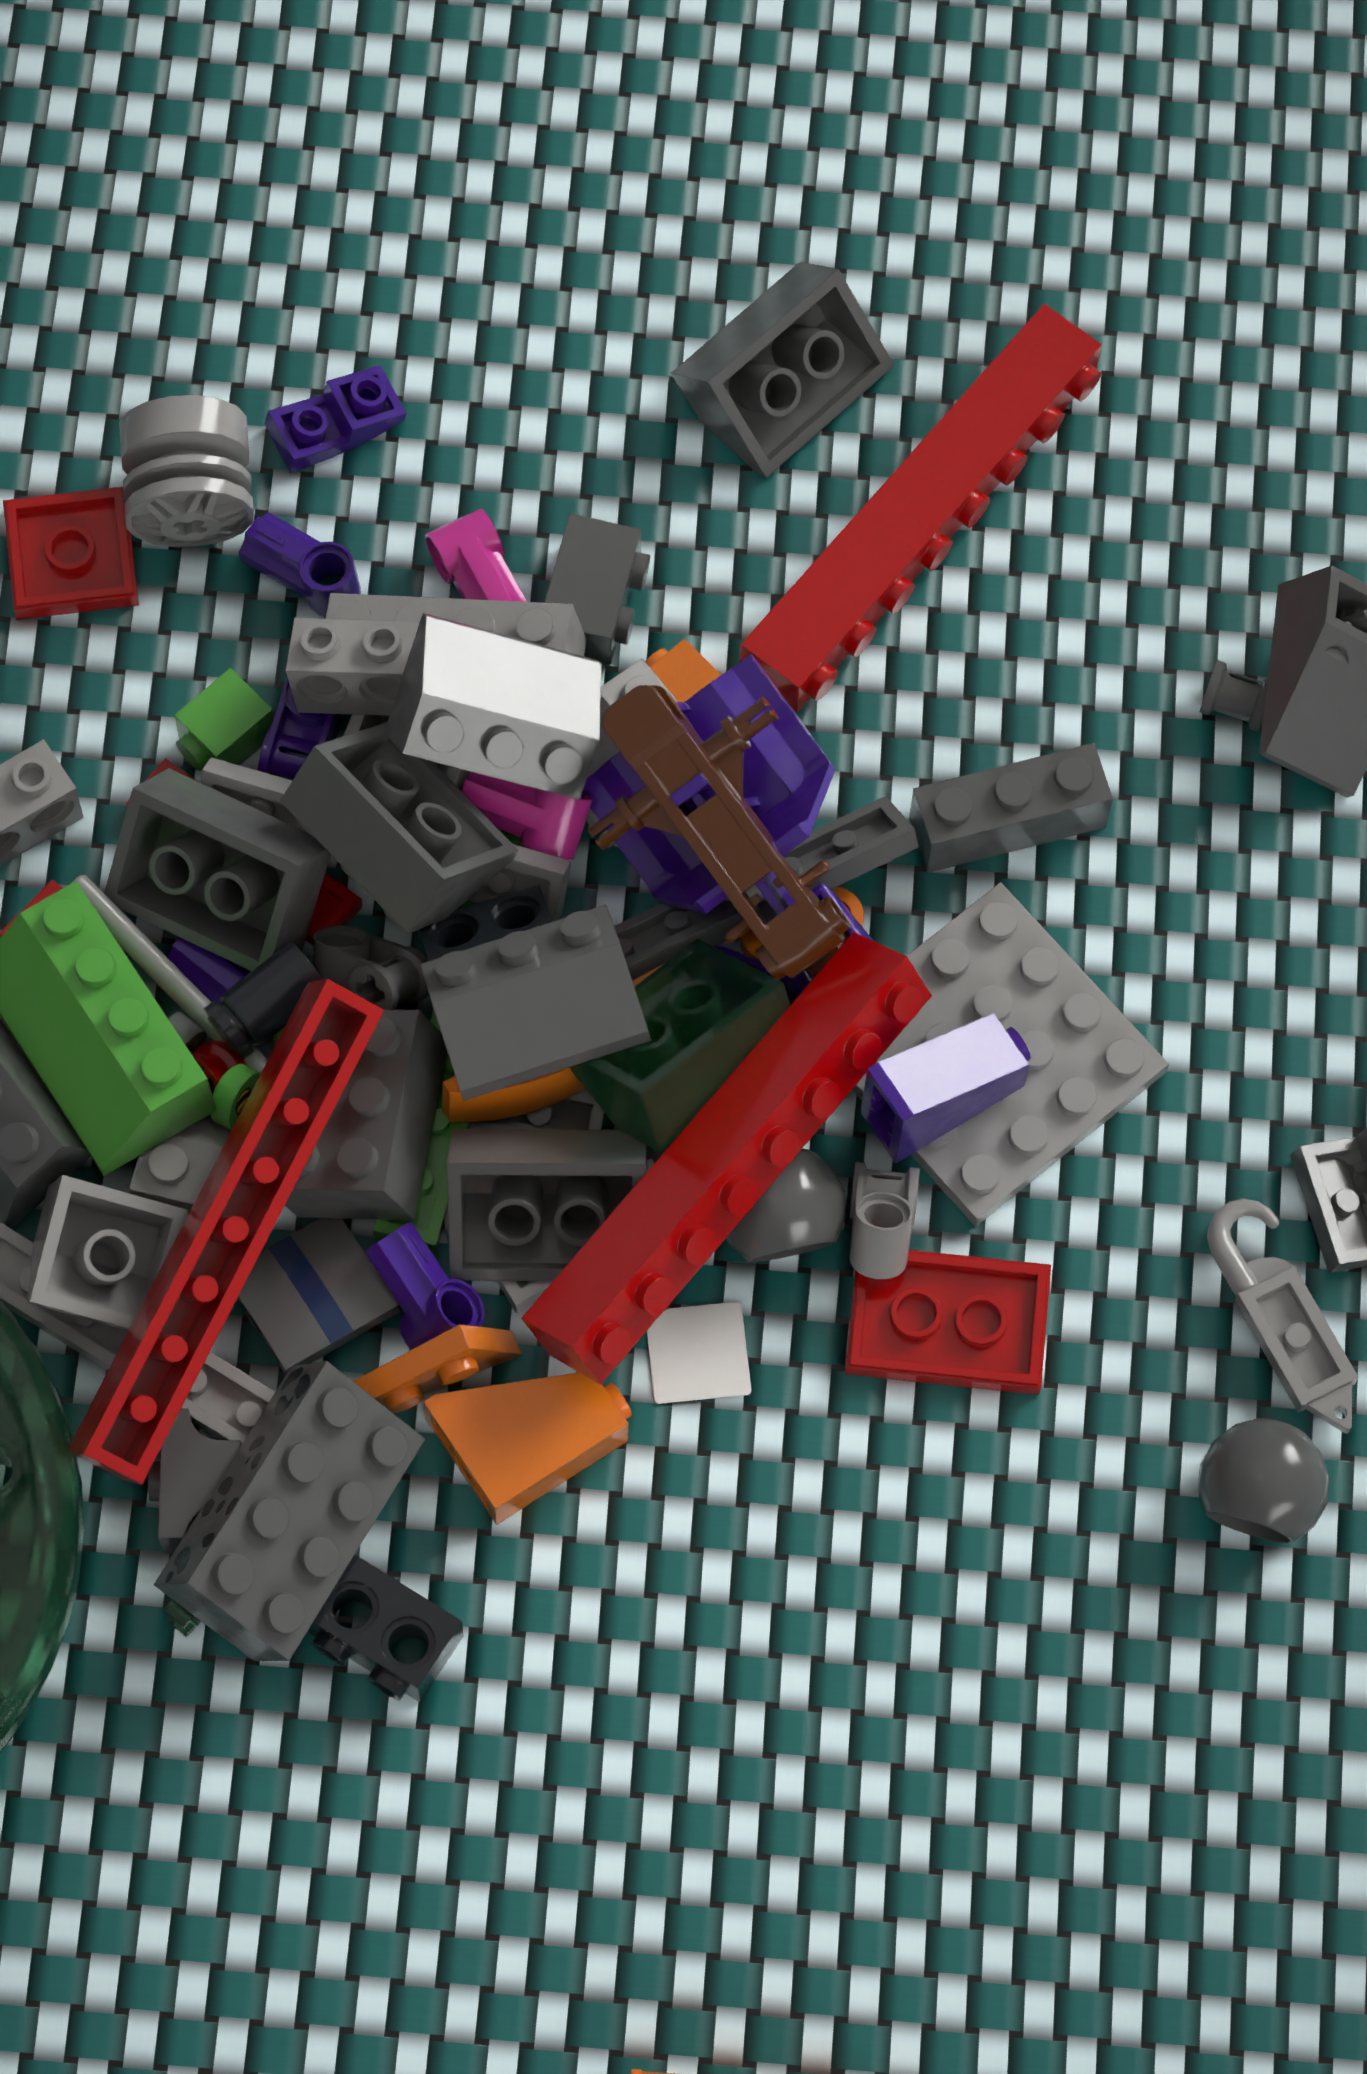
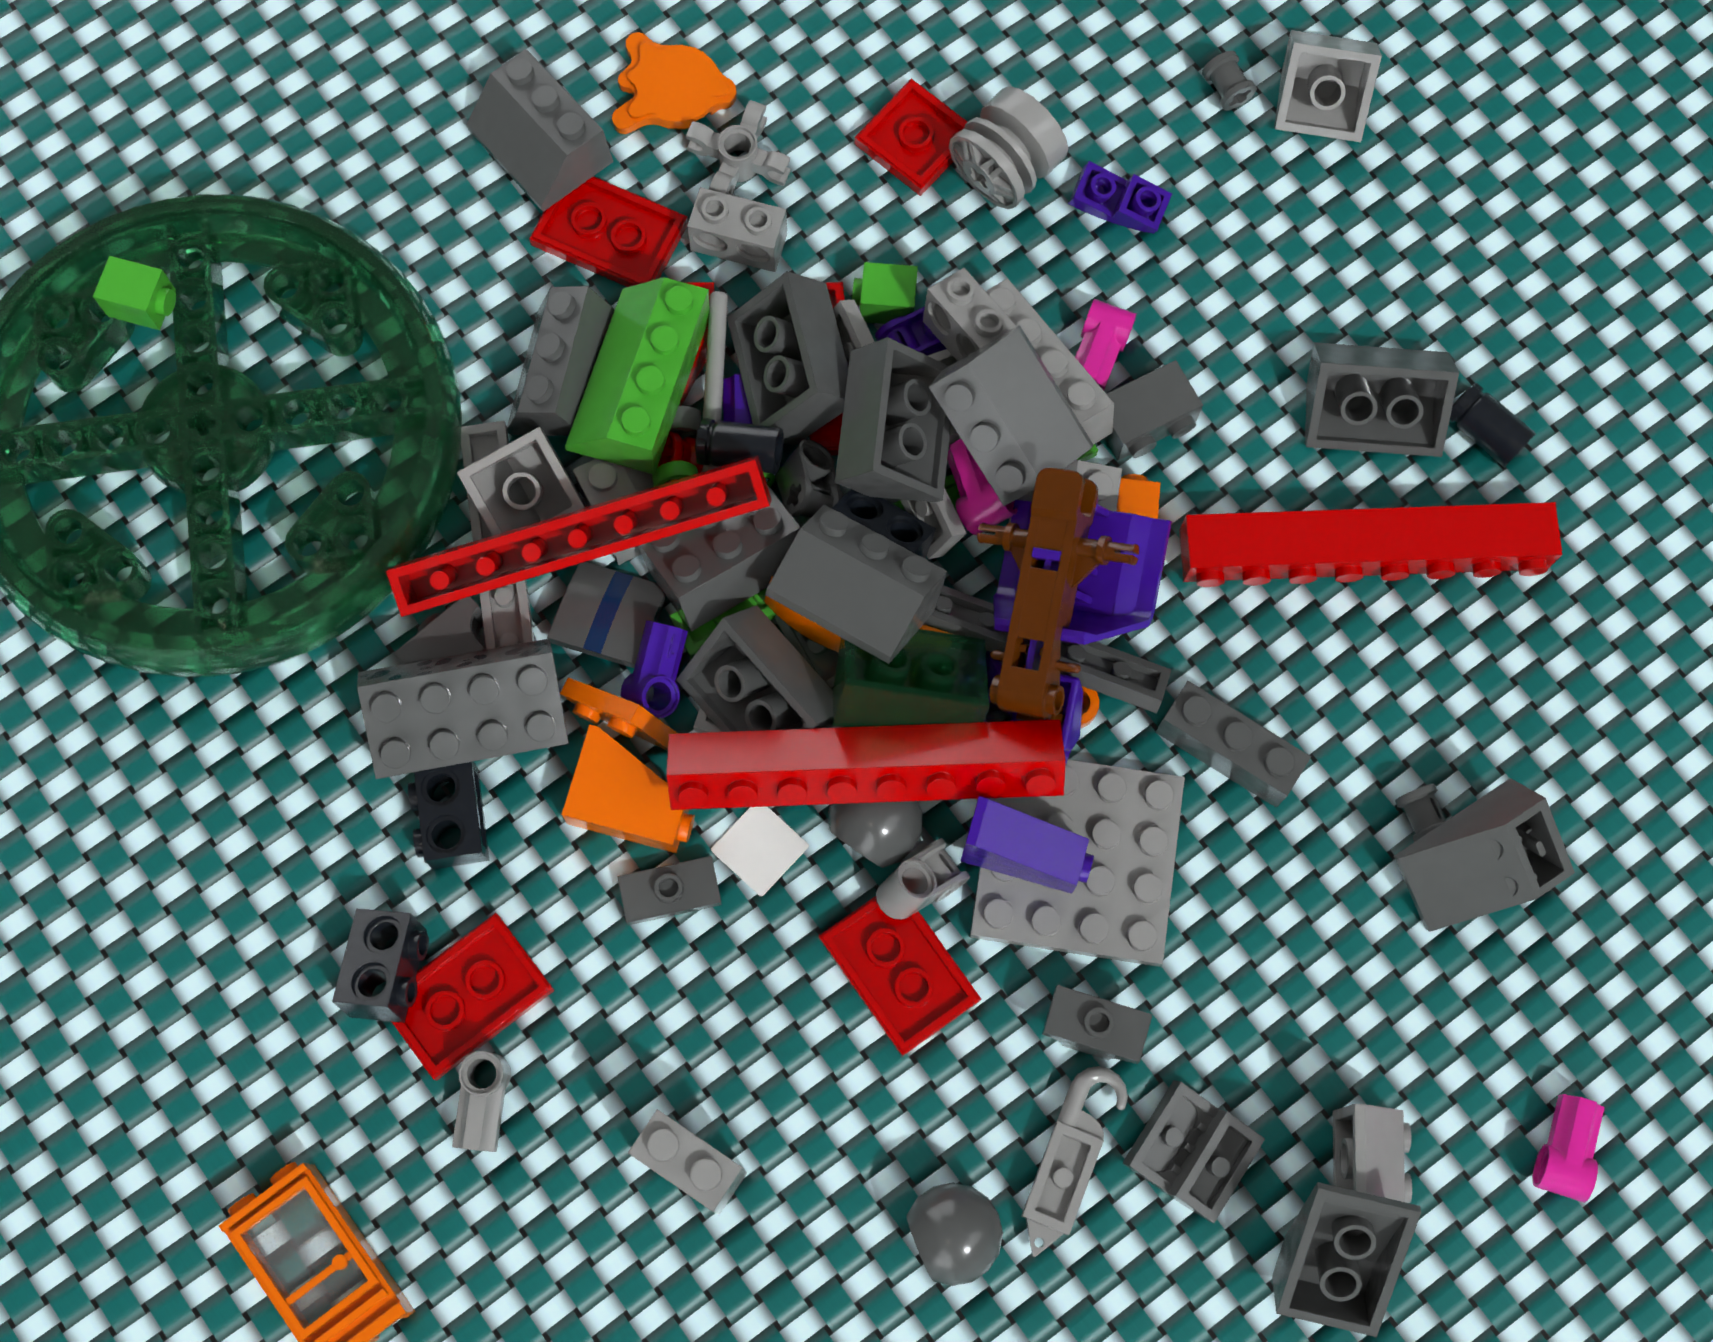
camera: 50 degrees right, 5 degrees up
(298, 561) = (1018, 250): dark purple piece -> none
(311, 206) = (1229, 80): none -> dark grey bush
(408, 122) = (1326, 85): none -> light grey slope
(479, 1834) = (369, 965): none -> black brick
(591, 1775) = (470, 996): none -> red tile
(664, 1477) = (669, 890): none -> dark grey plate
(726, 1849) = (480, 1108): none -> light grey piece
(909, 291) = (1490, 425): none -> black piece
(976, 1673) = (688, 1162): none -> light grey brick
(1179, 1173) = (1096, 1025): none -> dark grey brick

